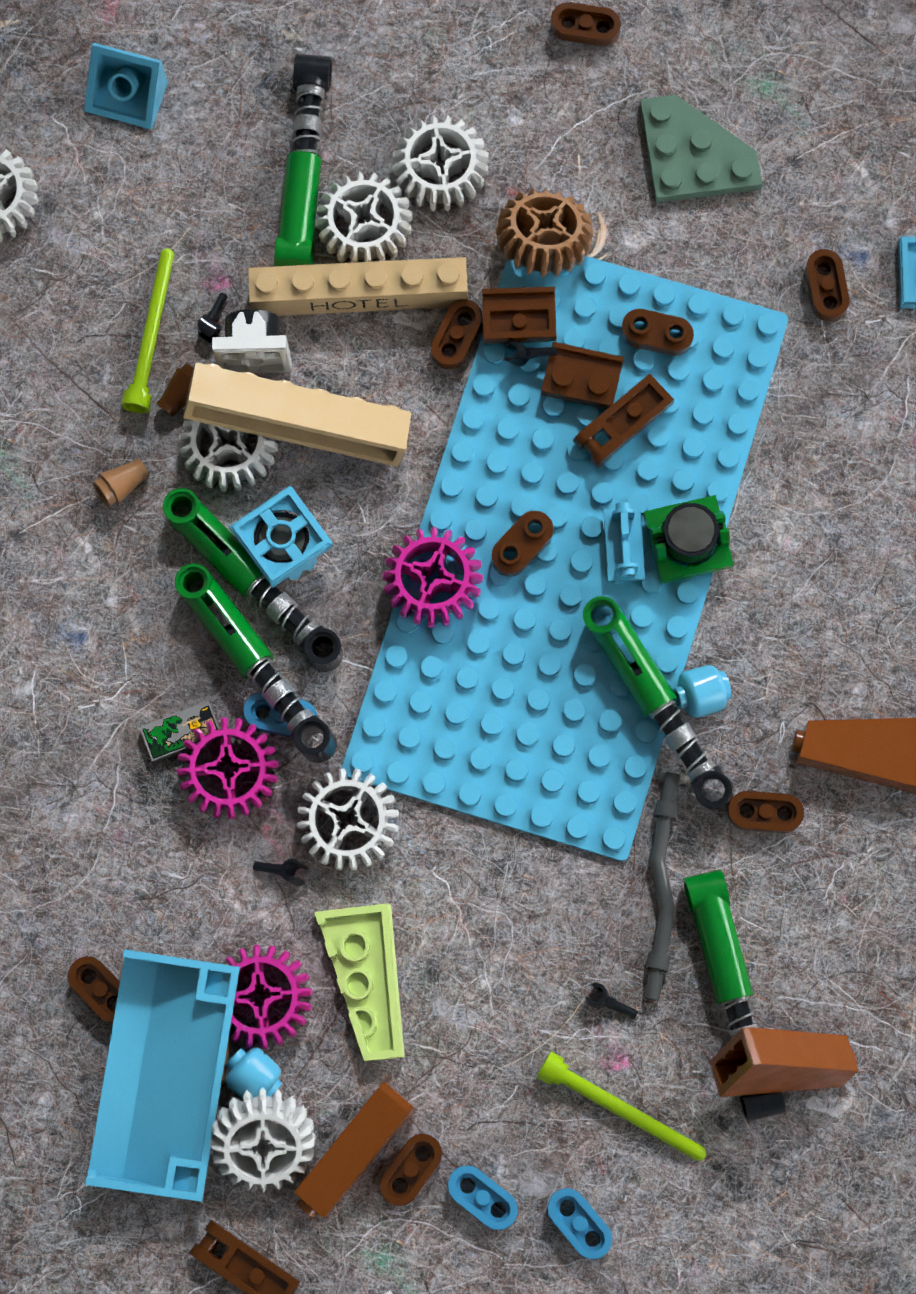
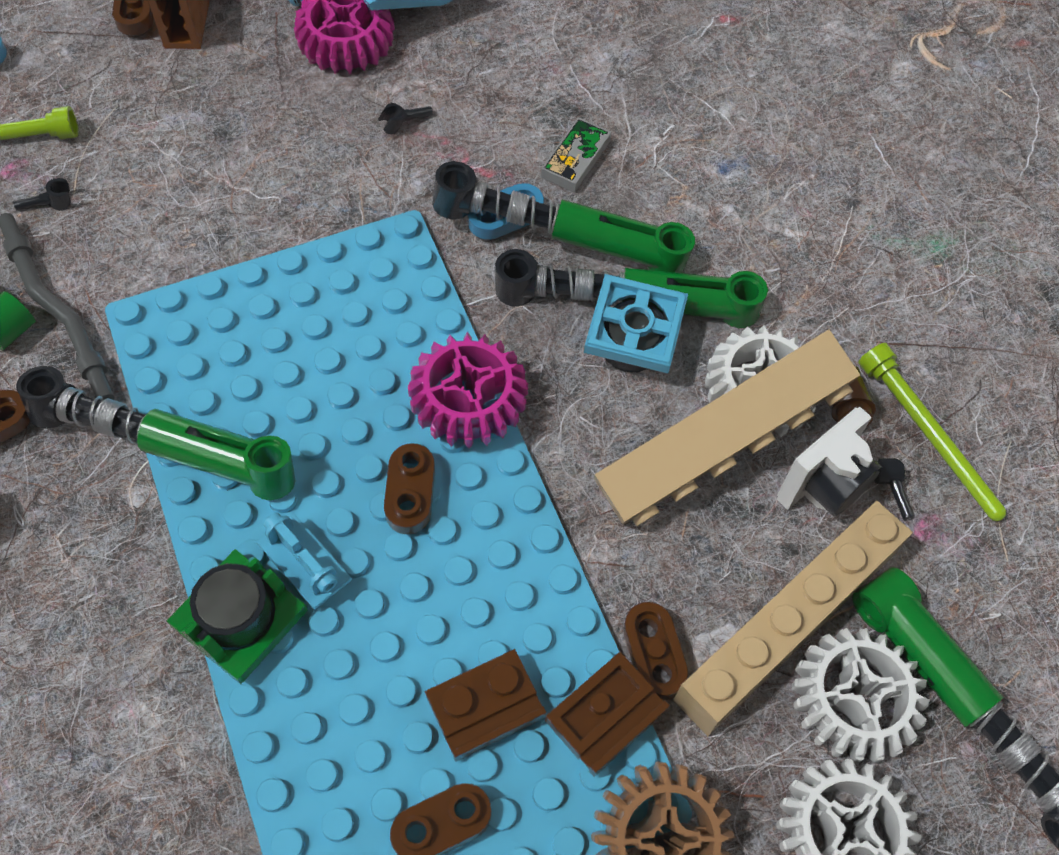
camera: 135 degrees right, 15 degrees down
(119, 482) = (818, 284): medium nougat cone -> none
(230, 800) = (510, 130): dark pink gear -> none
(340, 835) = (354, 167): white gear -> none
(366, 969) = (272, 92): yellowish green wing -> none
(482, 1197) = (61, 19): dark azure plate -> none
(523, 353) = (567, 677): black hand -> none
(624, 419) = (398, 689): reddish brown plate -> none
(702, 691) = (120, 481): medium azure head -> none

